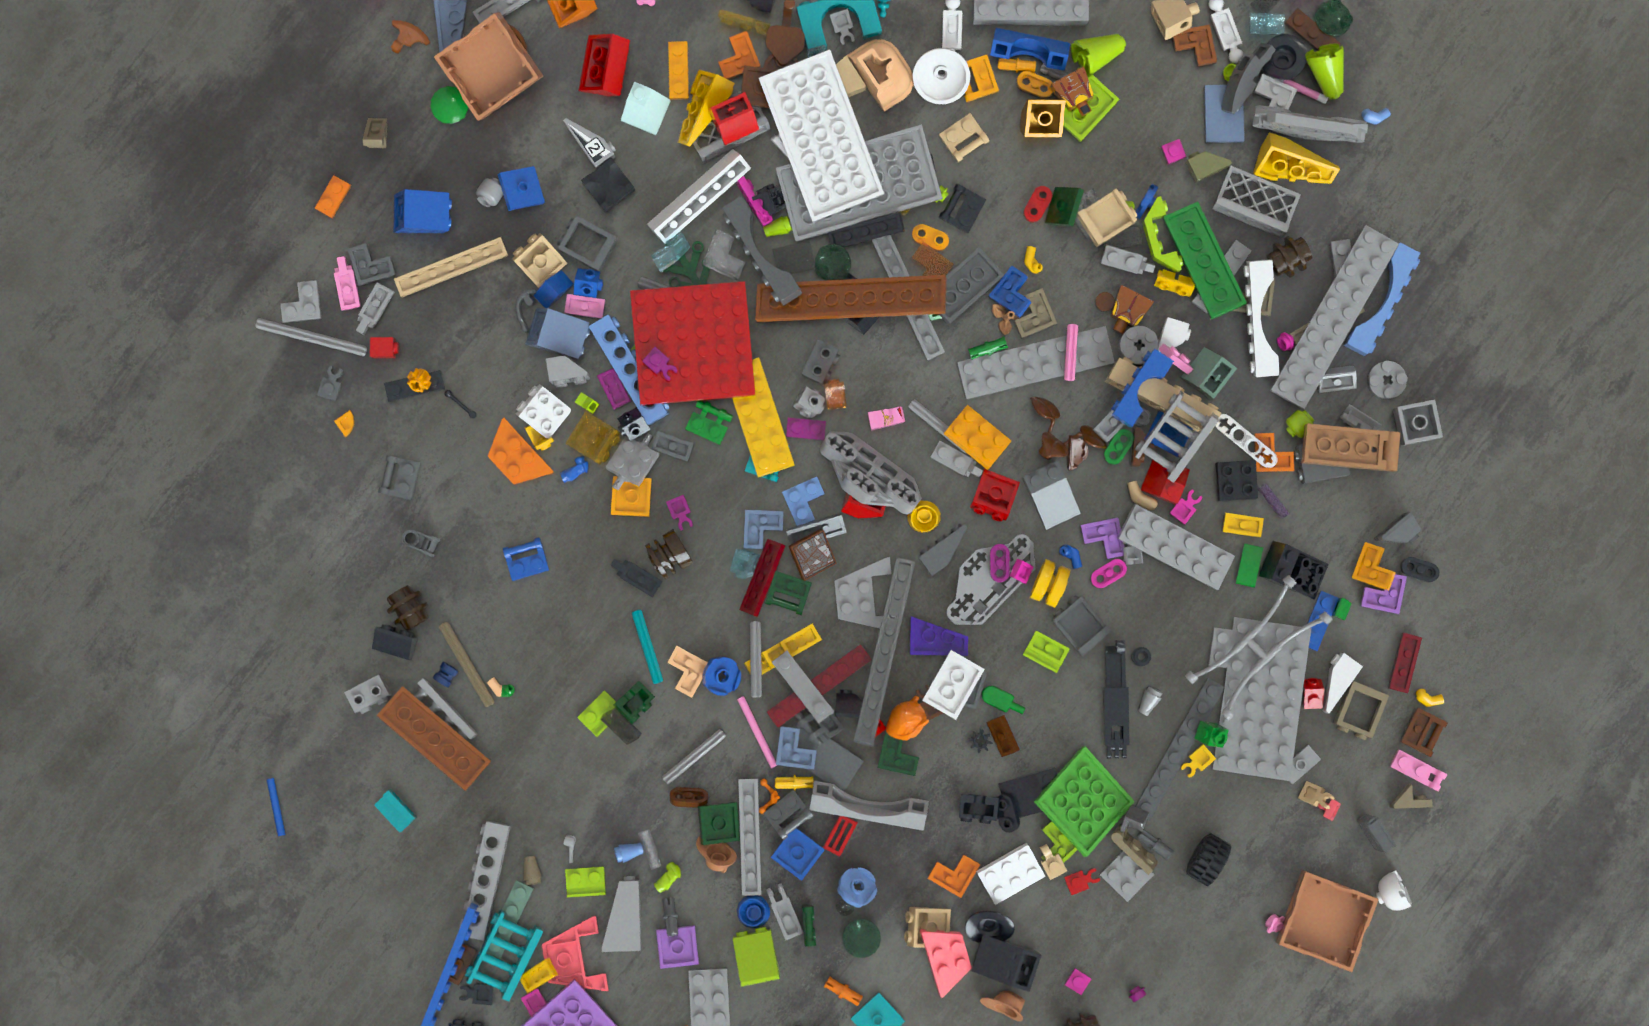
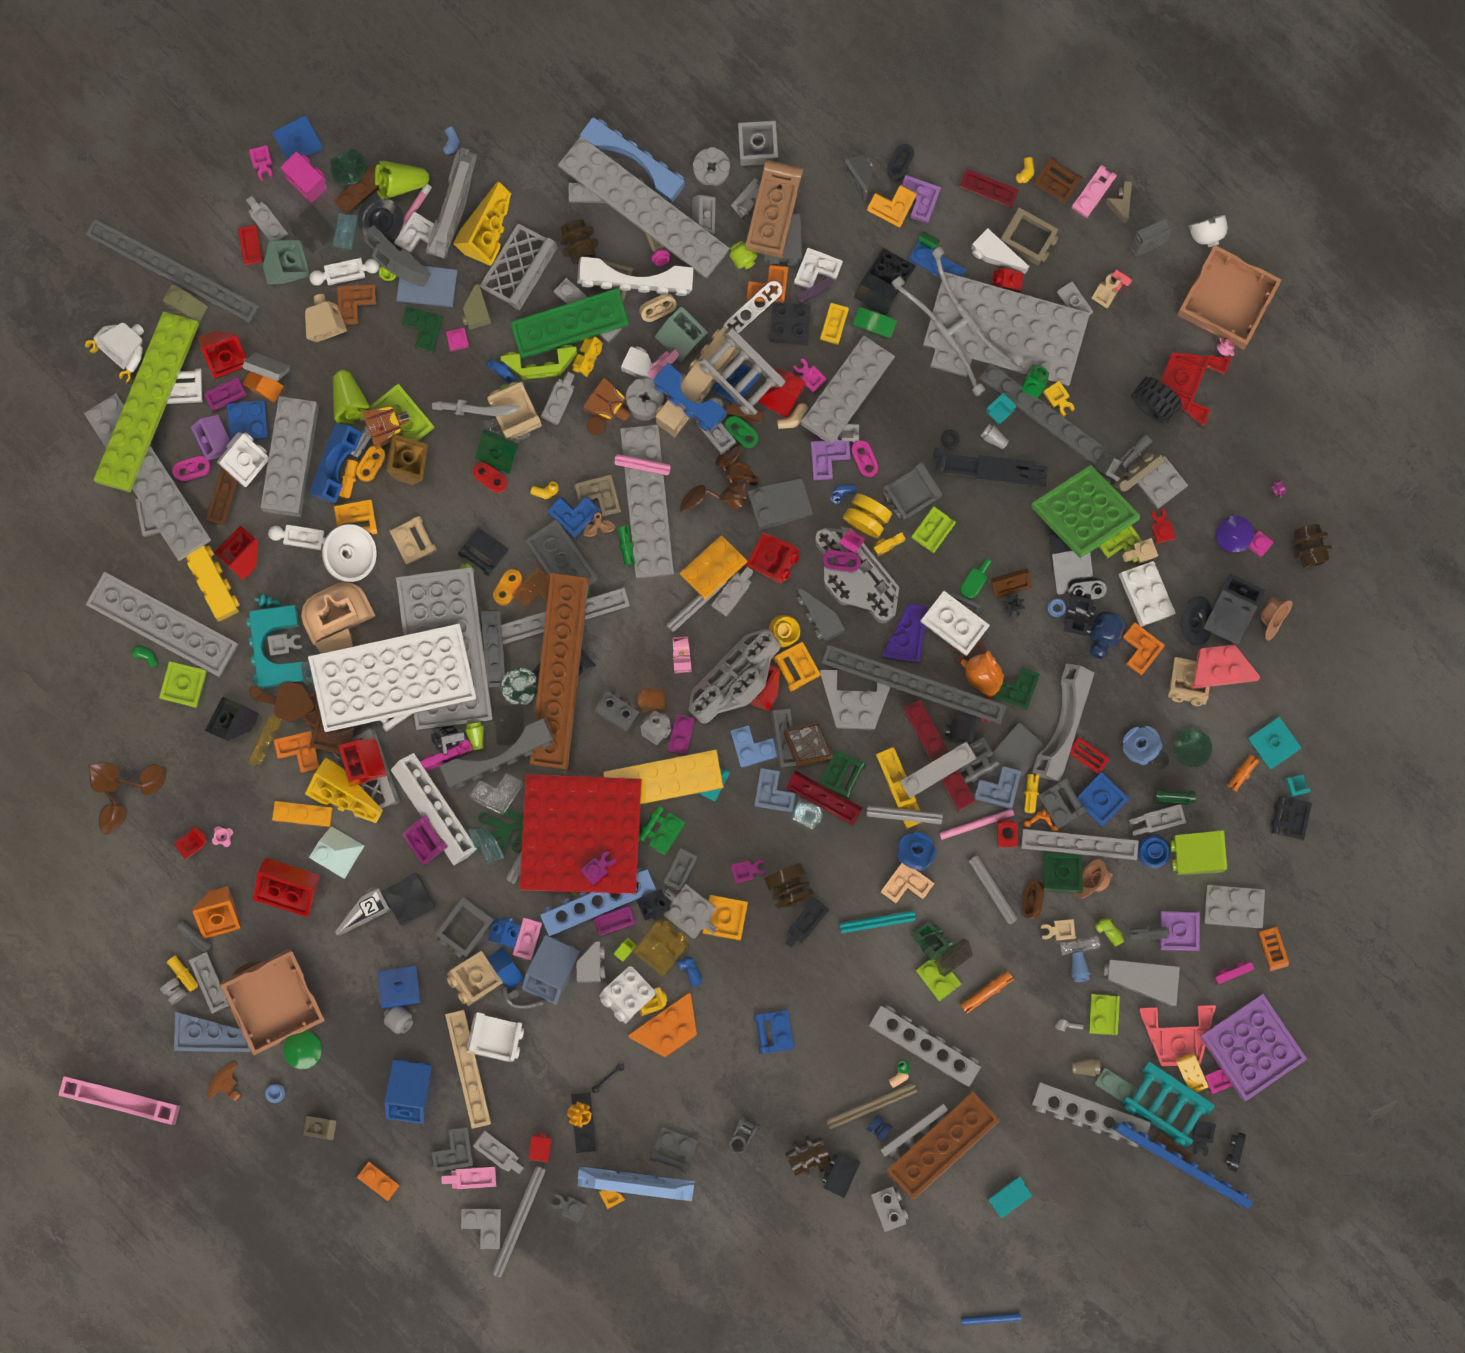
camera: 80 degrees left, 5 degrees down
(357, 444) = (635, 1183): none -> light blue connector
(404, 84) = (275, 1093): none -> medium blue plate
(483, 288) = (494, 1038): none -> white panel
(506, 751) = (879, 1024): none -> light grey brick
(592, 763) = (990, 989): none -> orange pin
(639, 997) = (1225, 975): none -> dark pink plate
(662, 830) = (1062, 930): none -> tan plate
(664, 188) = (420, 843): none -> magenta plate
(743, 769) = (1003, 842): none -> red brick
(894, 538) = (802, 663): none -> light orange plate
(965, 837) = (1106, 633): none -> dark blue piece
(989, 789) = (1057, 601): none -> medium blue plate
(1023, 604) = (885, 545): none -> yellow plate
(1084, 955) = (1234, 534): none -> dark purple dish
(1104, 164) = (461, 407): none -> light grey sword
(1179, 703) = (1001, 409): none -> teal panel
(1182, 121) = (427, 324): none -> dark green plate
(1233, 346) = (657, 307): none -> tan plate
(1238, 884) = (1184, 376): none -> red wing
(1302, 498) = (814, 263): none -> white plate

